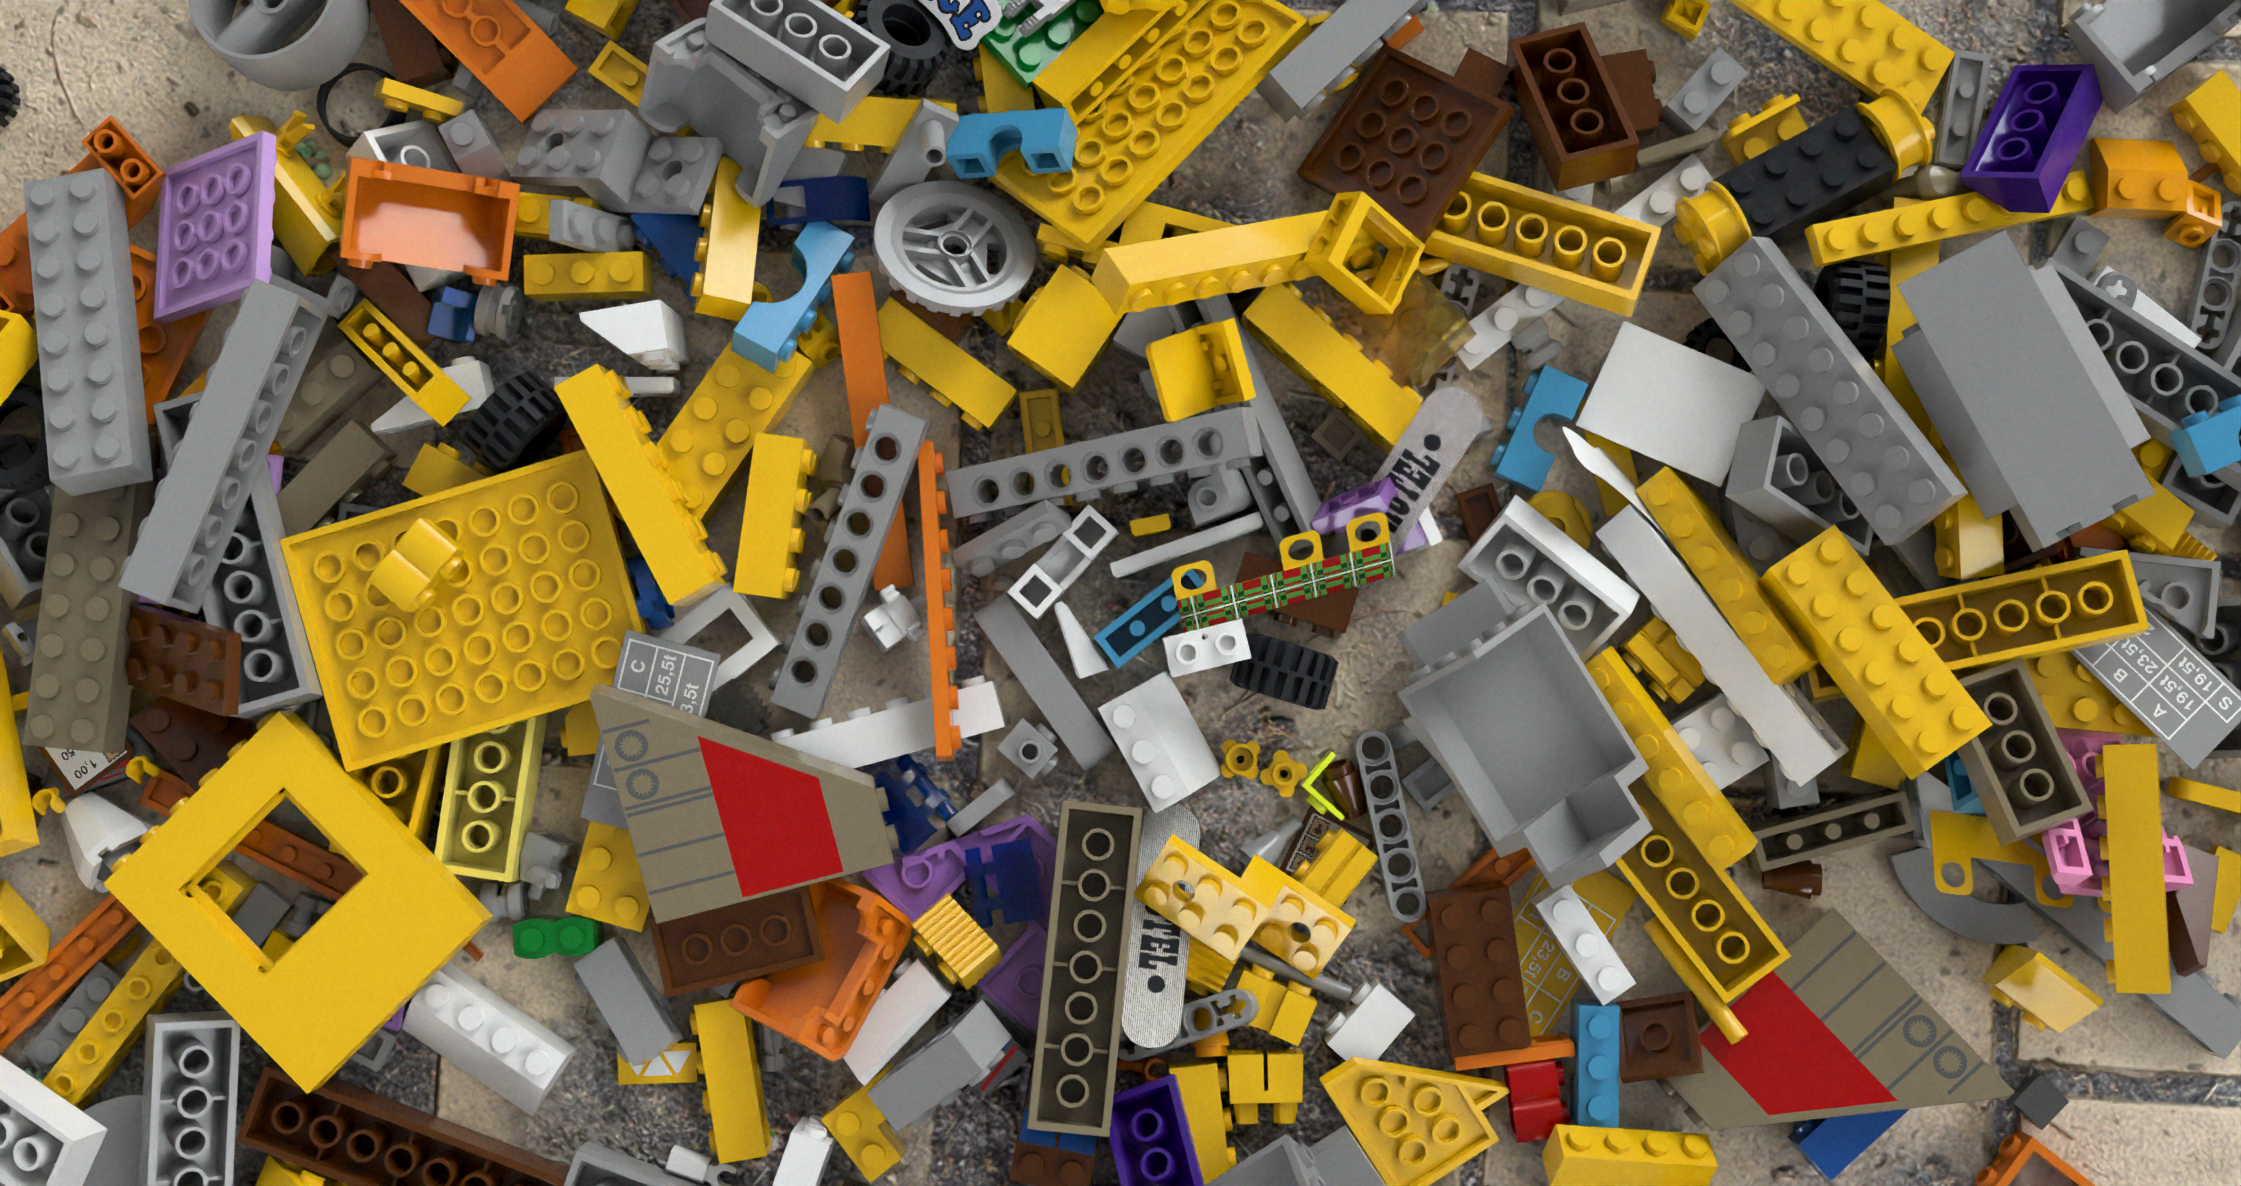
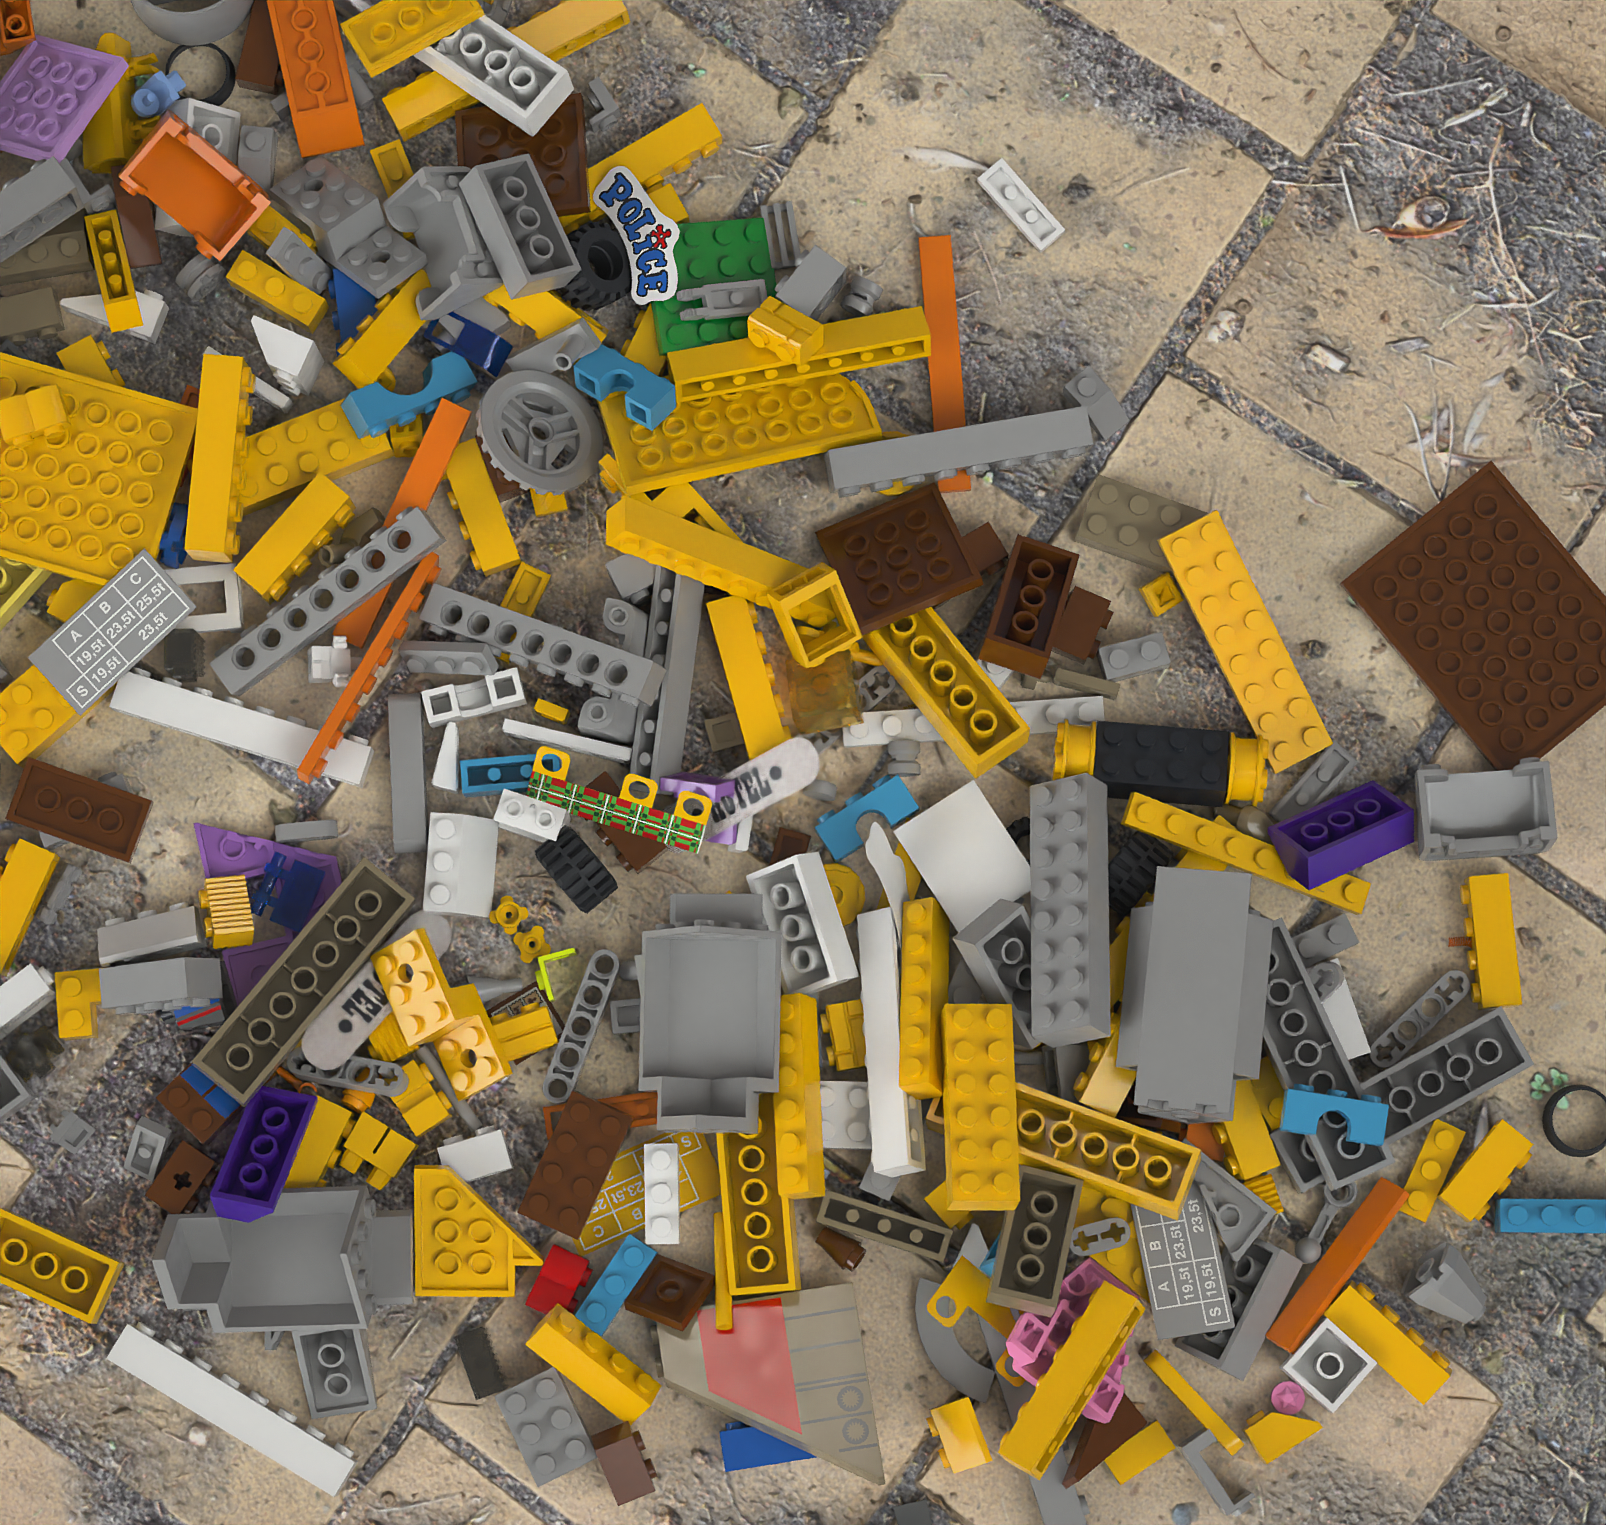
camera: 30 degrees right, 5 degrees down
(328, 149) = (157, 94): none -> light blue hips
(401, 96) = (229, 89): yellow plate -> none
(452, 315) = (167, 259): blue panel -> none
(515, 423) = (161, 361): black tyre -> none
(730, 811) = (134, 719): dark tan slope -> none
(830, 999) = (117, 893): orange windscreen -> none
(910, 820) = (246, 798): clear blue plate -> none
(1031, 748) = (367, 812): light grey brick -> none
(1065, 329) = (576, 538): yellow brick -> none
(1200, 369) = (645, 620): yellow bracket -> none
(1345, 787) = (567, 981): reddish brown cone -> none
(1542, 1048) = (564, 1241): orange tile -> none
(1755, 135) = (1163, 711): yellow bracket -> none
(2072, 705) = (1102, 1244): none -> light grey beam
(2136, 179) = (1403, 912): light orange slope -> none
(2200, 220) = (1429, 964): light orange bracket -> none

